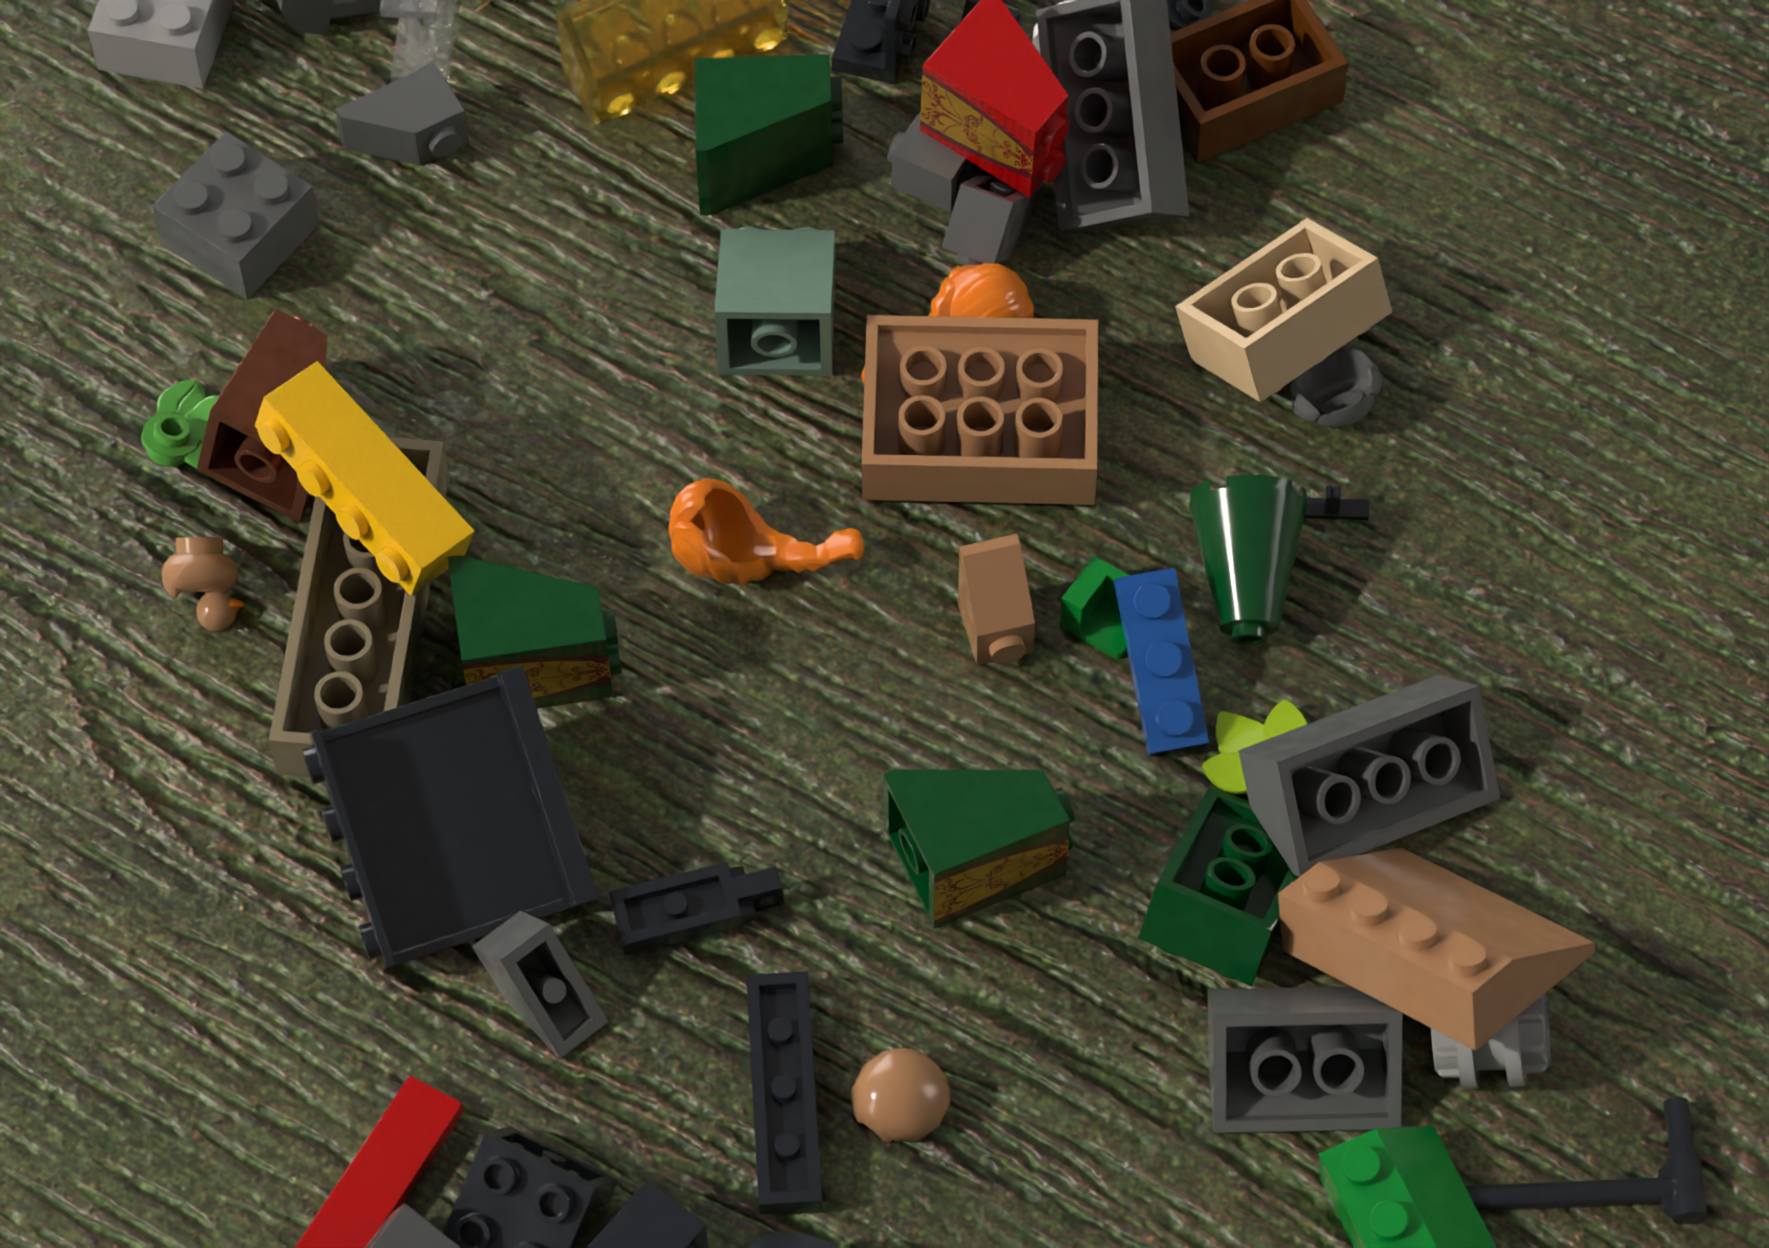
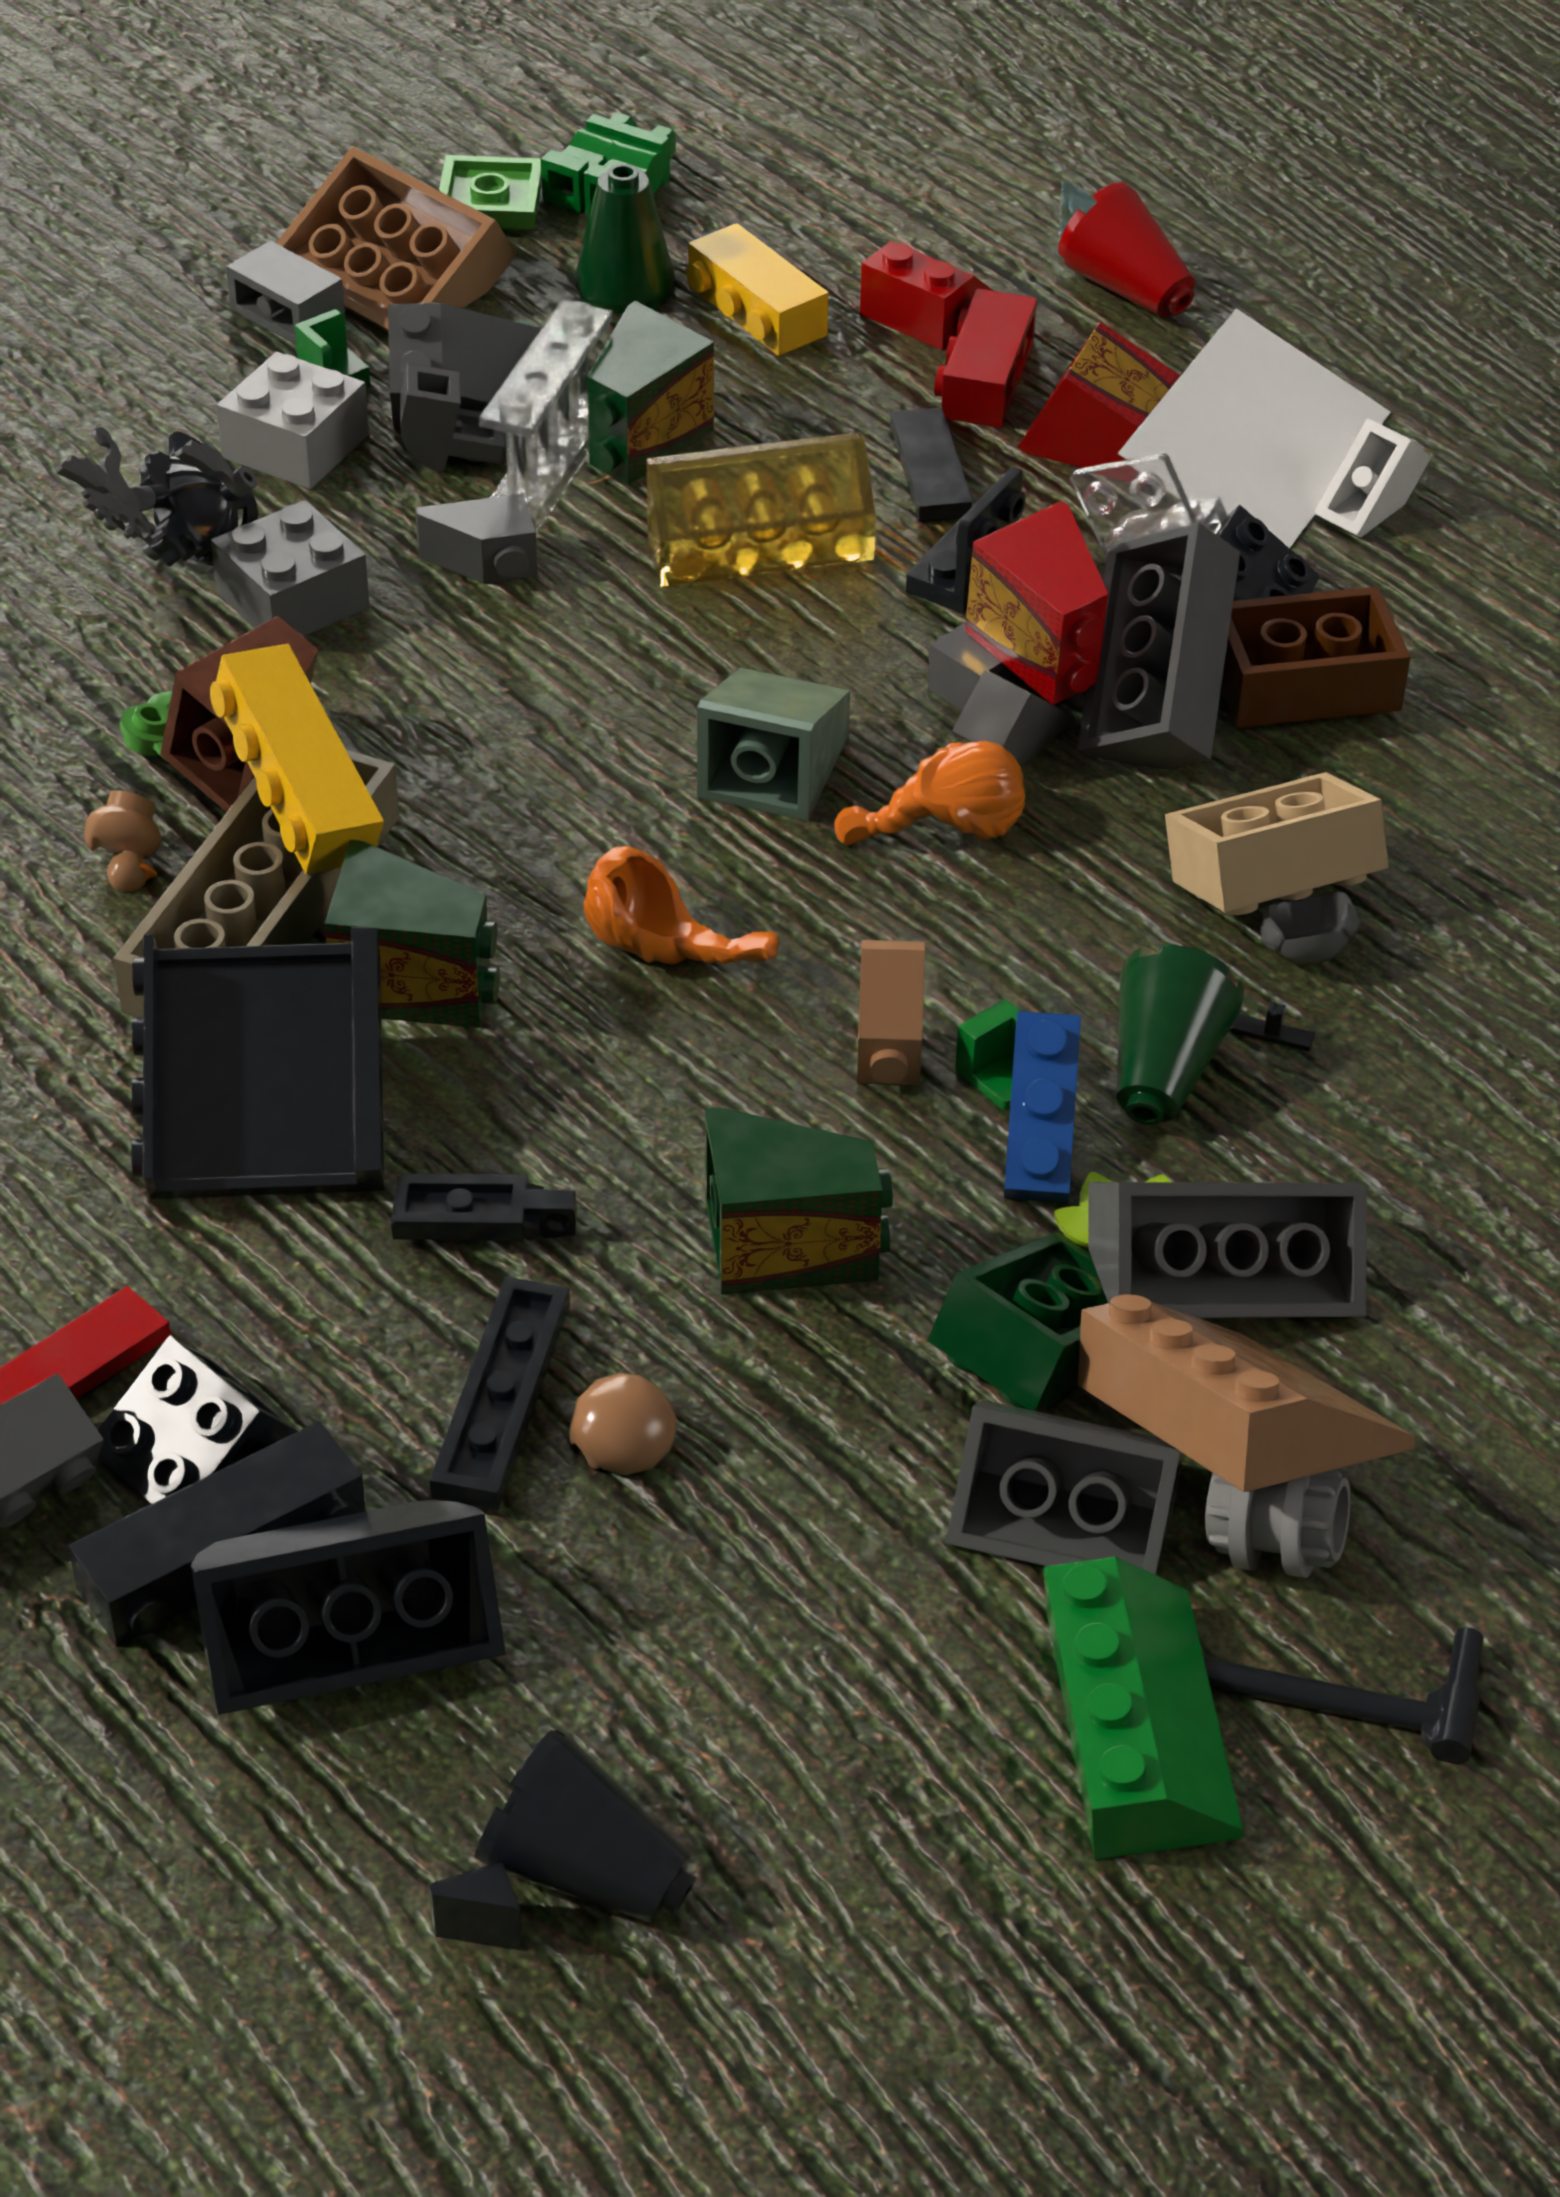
camera: 15 degrees right, 15 degrees down
(114, 168) = (190, 490): none -> helmet
(540, 982) = (295, 1237): dark grey slope -> none
(762, 124) = (813, 598): dark green slope -> none
(980, 410) = (936, 861): medium nougat slope -> none

